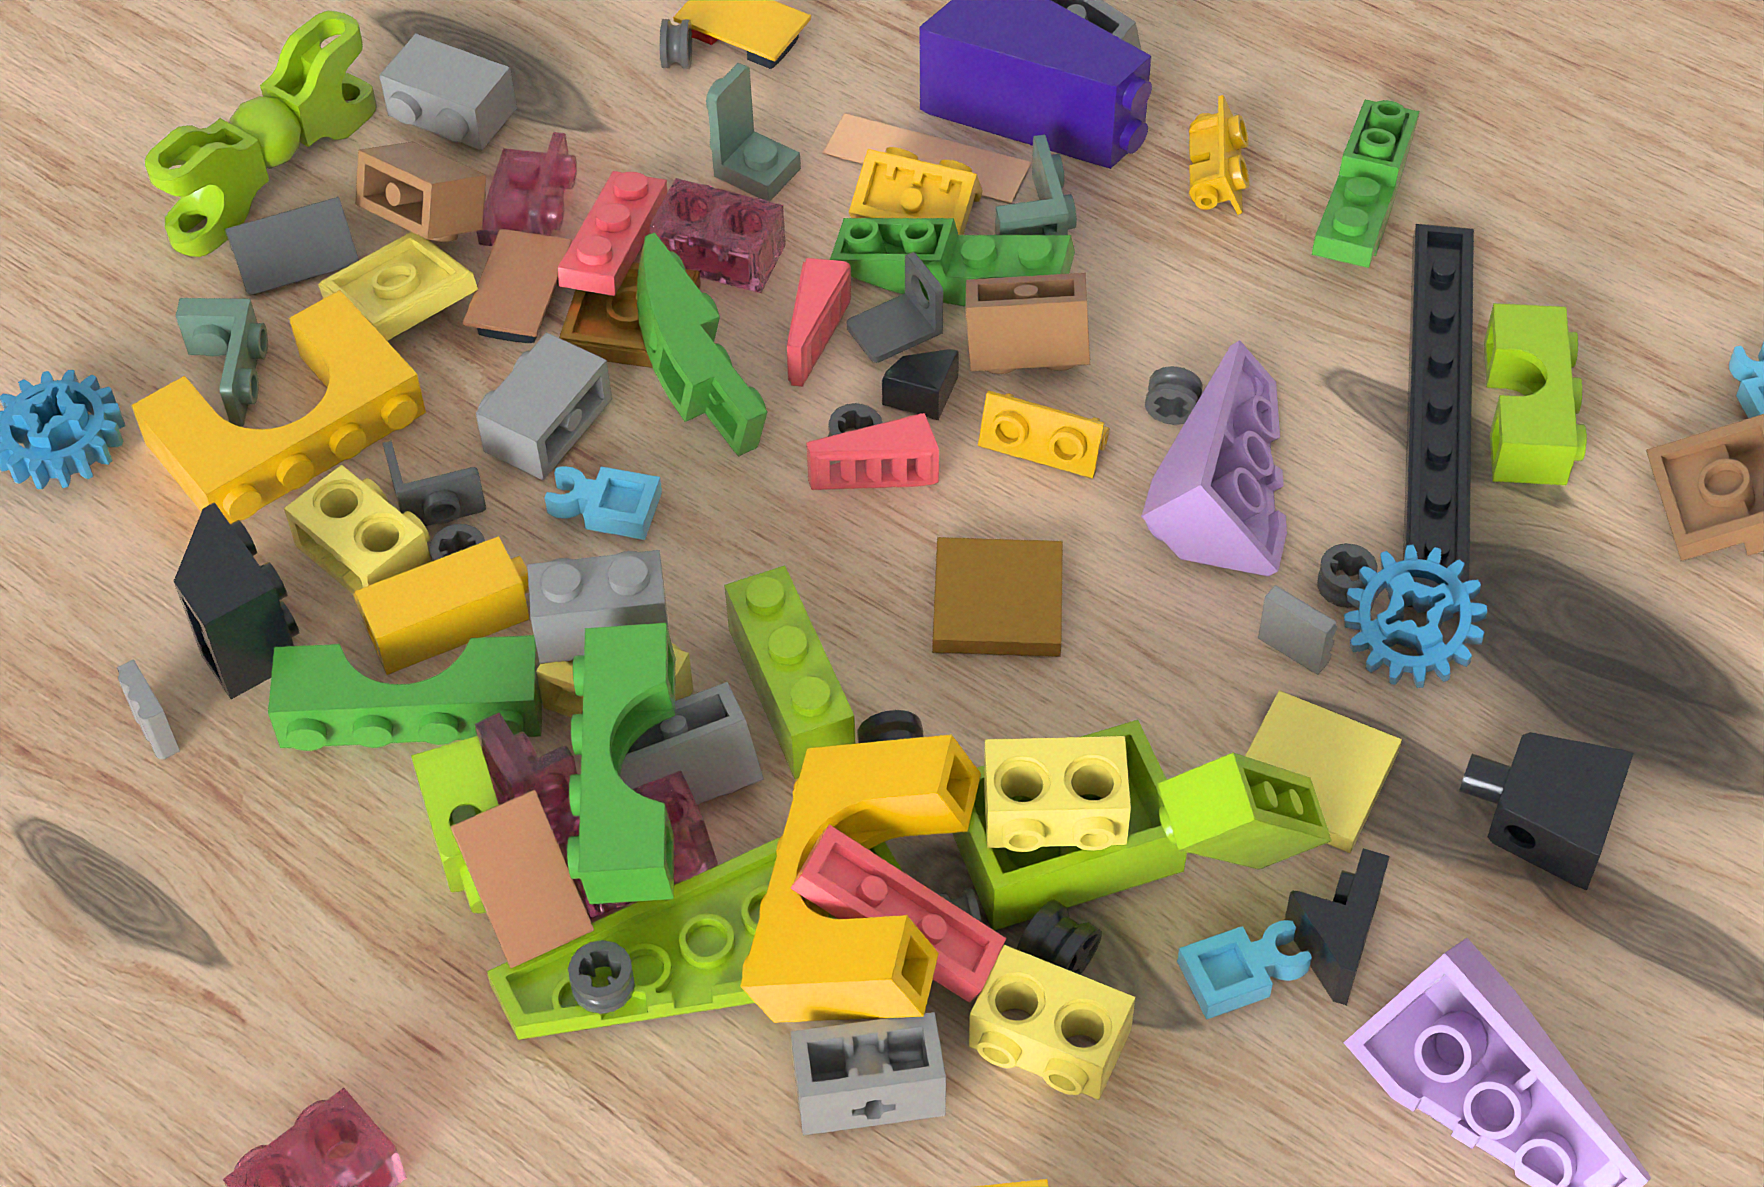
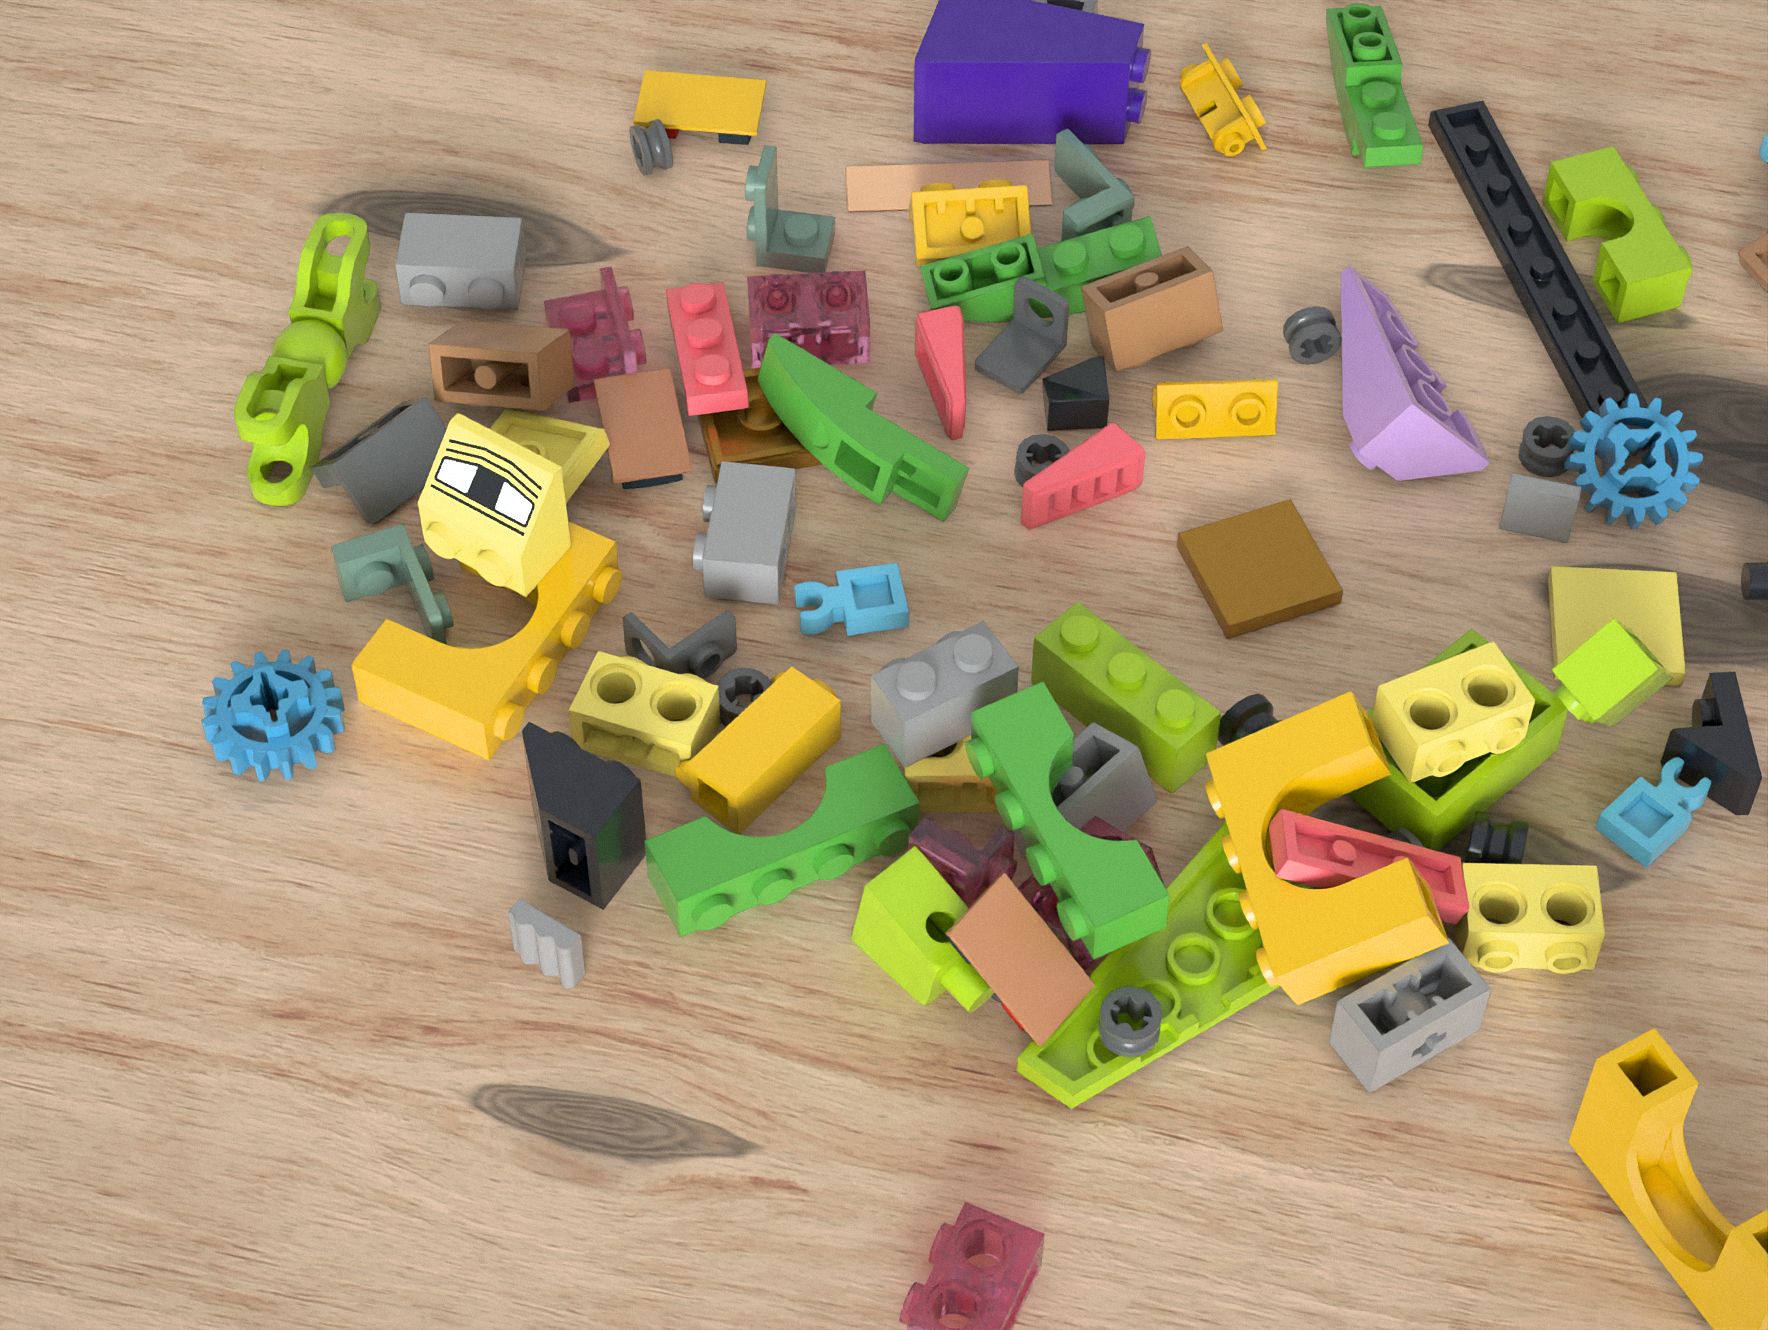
camera: 25 degrees left, 0 degrees up
(308, 308) = (494, 506): none -> light yellow slope

